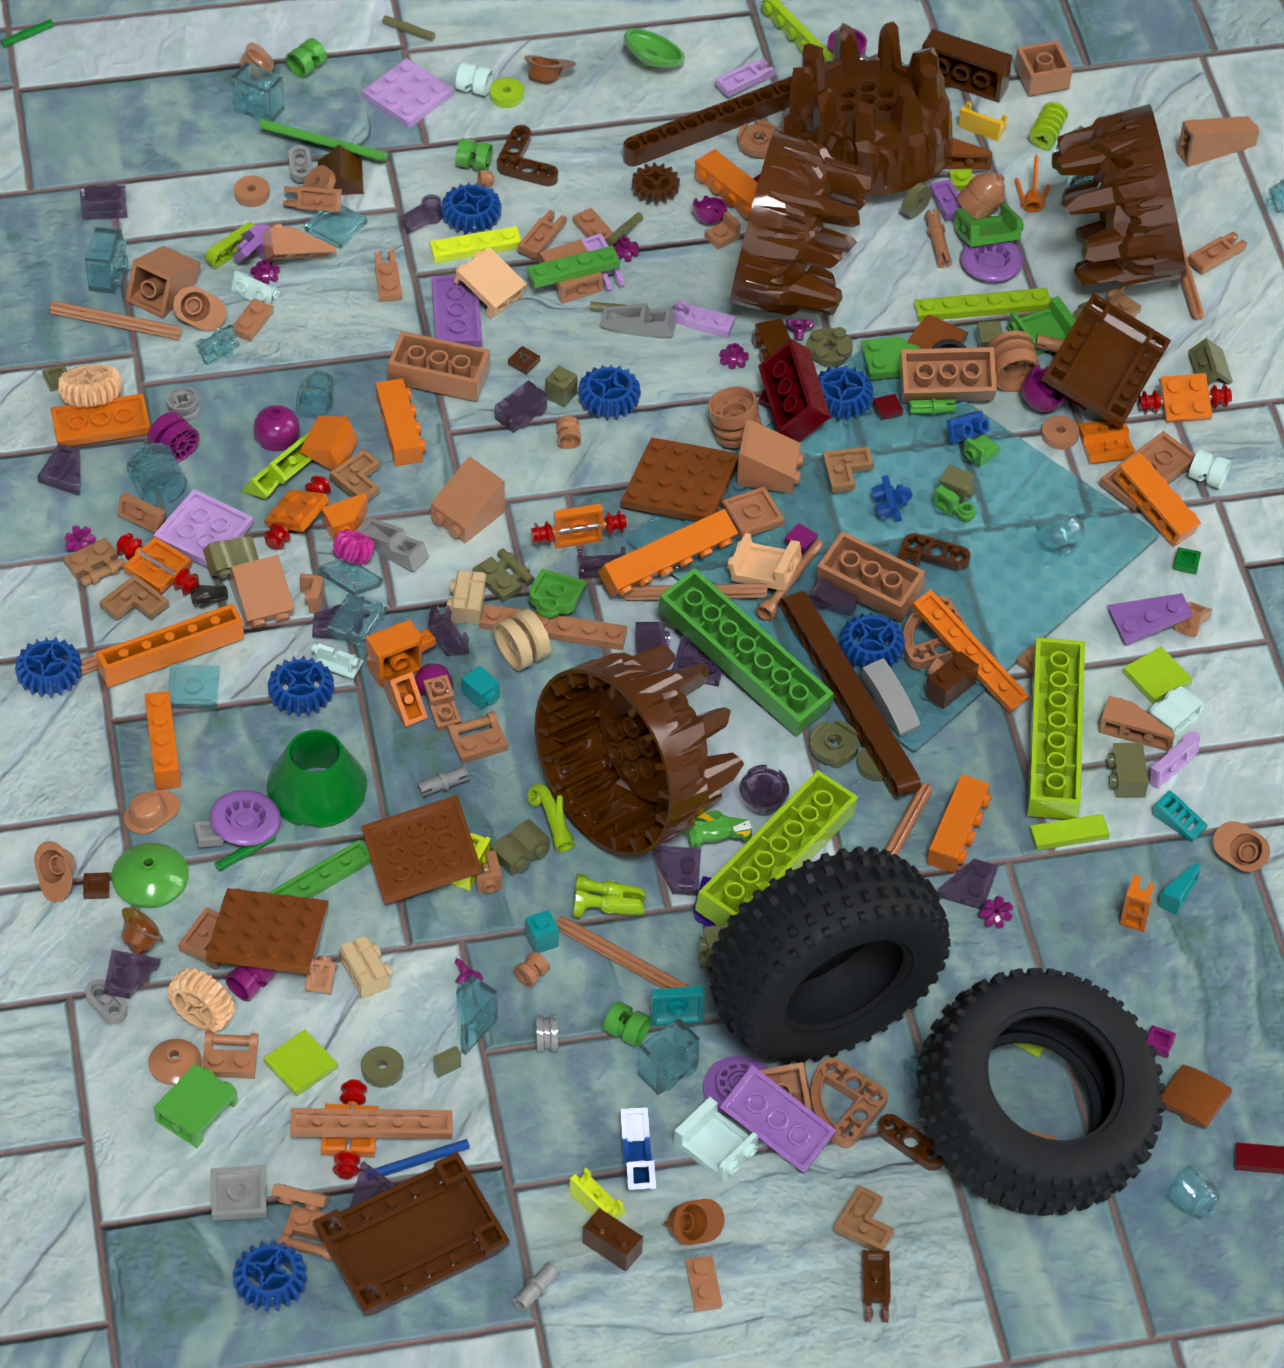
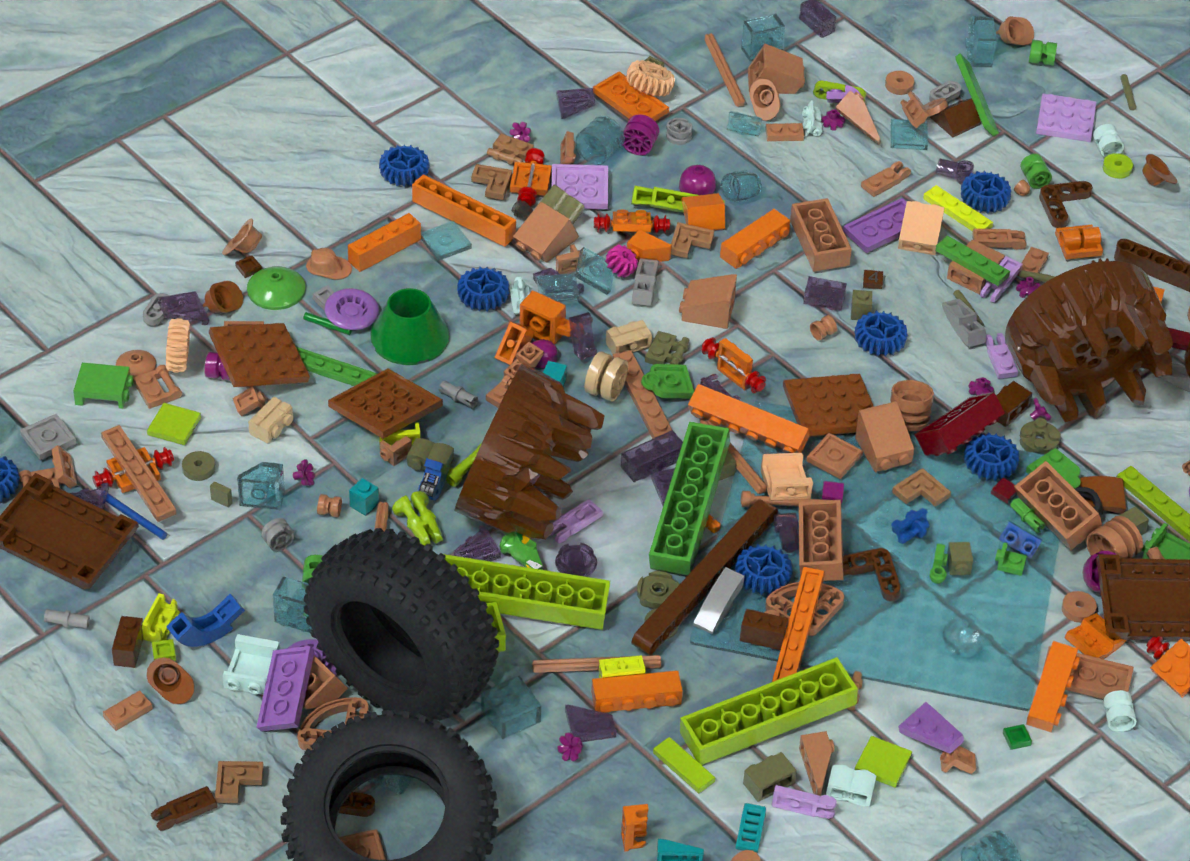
camera: 60 degrees right, 5 degrees down
(561, 857) = (433, 478): none -> blue leg
(594, 175) = (1079, 241): none -> orange plate
(643, 1213) = (164, 649): none -> lime plate
(927, 820) = (621, 666): none -> neon yellow hinge

